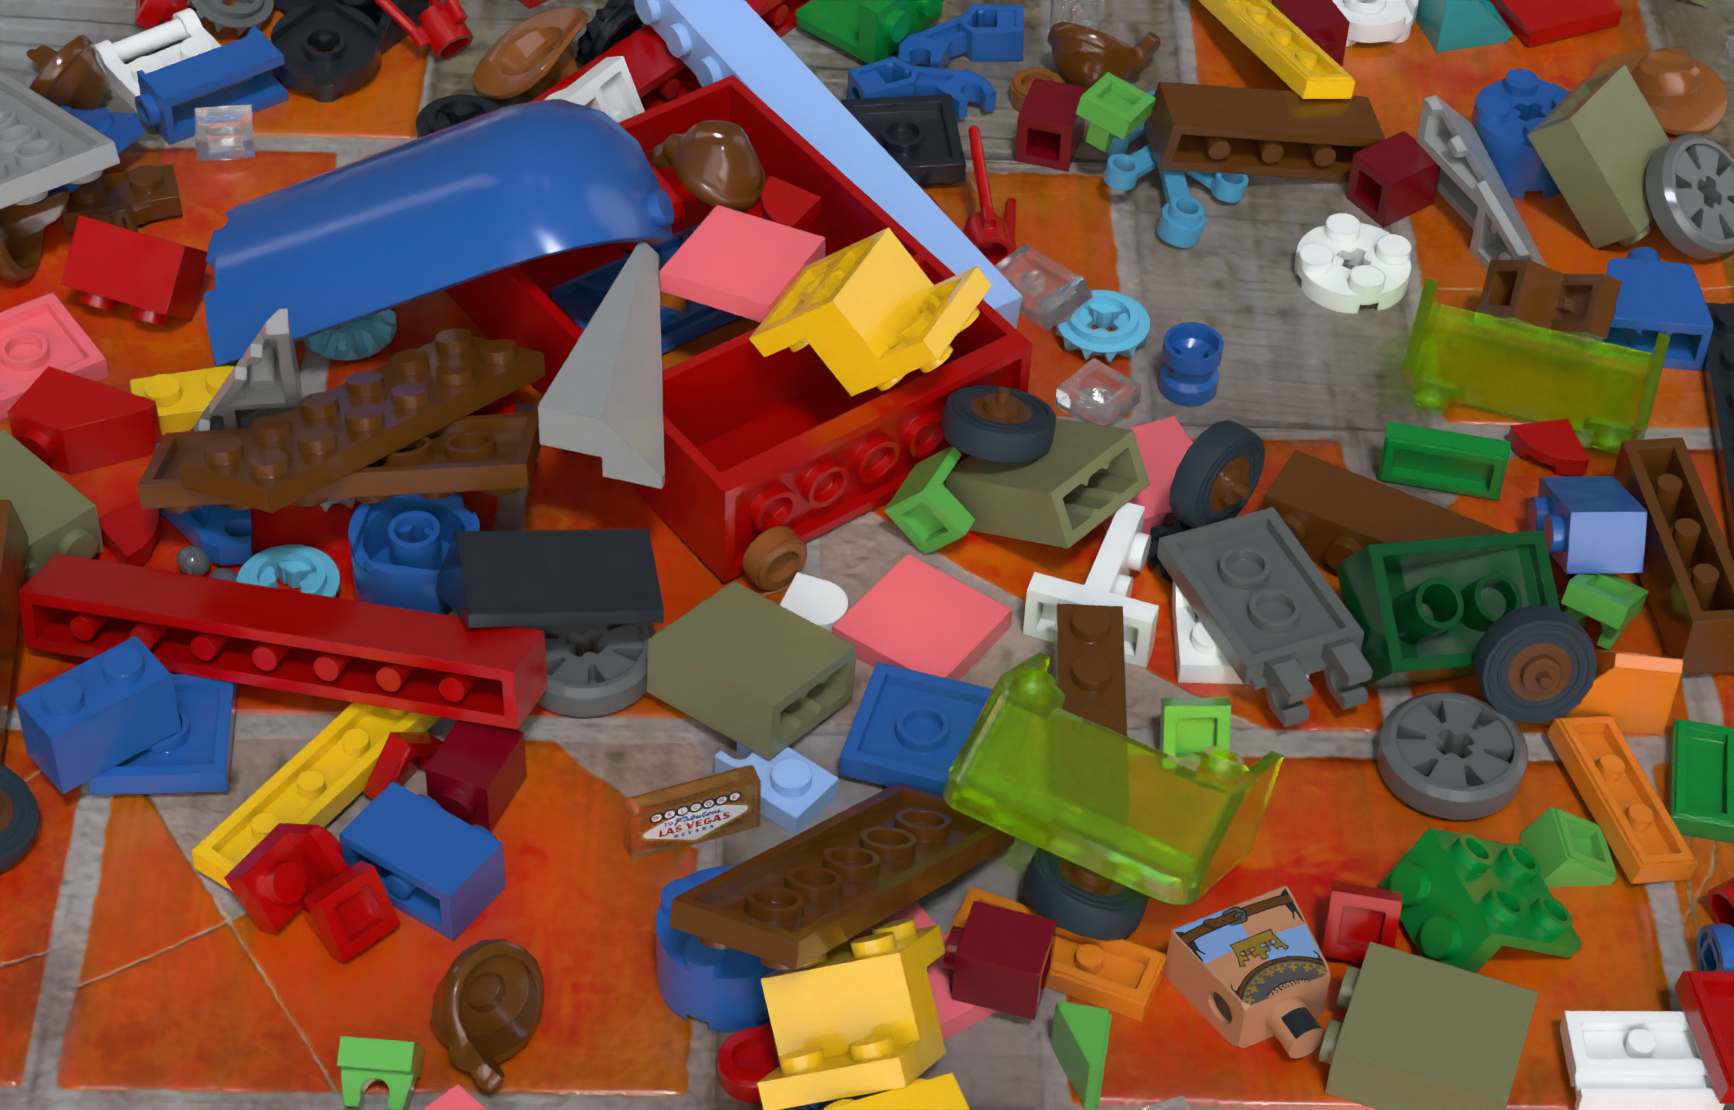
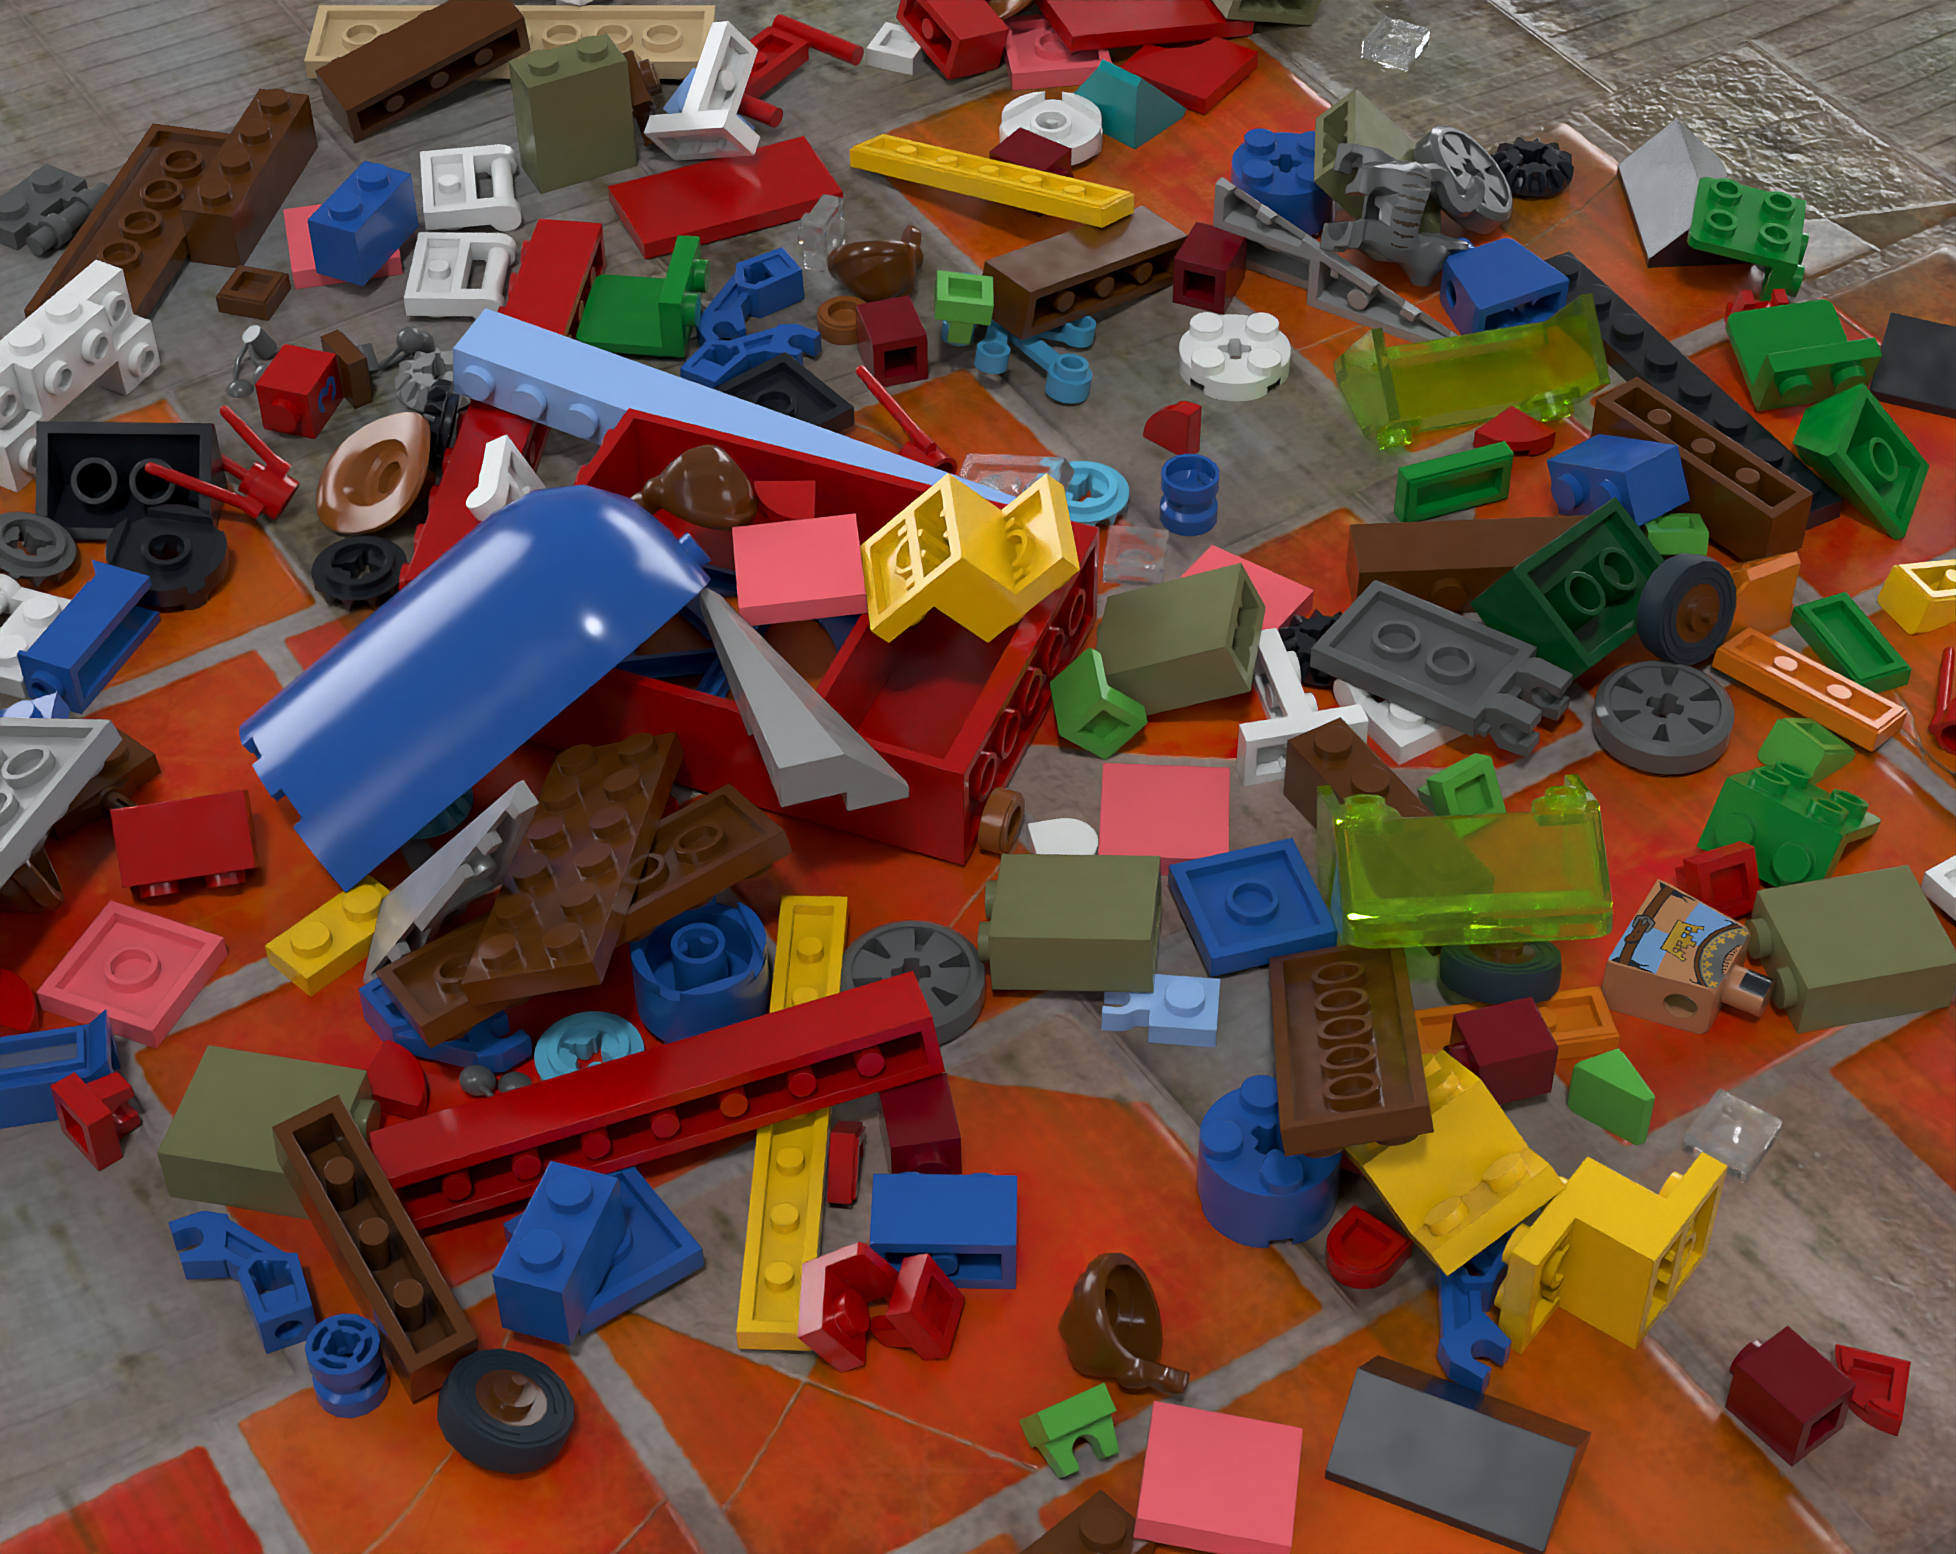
camera: 30 degrees left, 0 degrees up
(83, 423) = (265, 1001): red slope -> none
(224, 132) = (139, 676): clear plate -> none
(551, 578) = (868, 927): black slope -> none
(691, 812) = (1130, 1069): clear orange tile -> none
(998, 424) = (1123, 610): black wheel -> none
(1217, 474) = (1323, 572): black wheel -> none
(1236, 305) = (1176, 428): none -> red tile
(1550, 299) = (1440, 310): reddish brown brick -> none
(1581, 189) = (1393, 211): none -> dark grey animal
(1678, 89) = (1305, 100): dark orange hat -> none

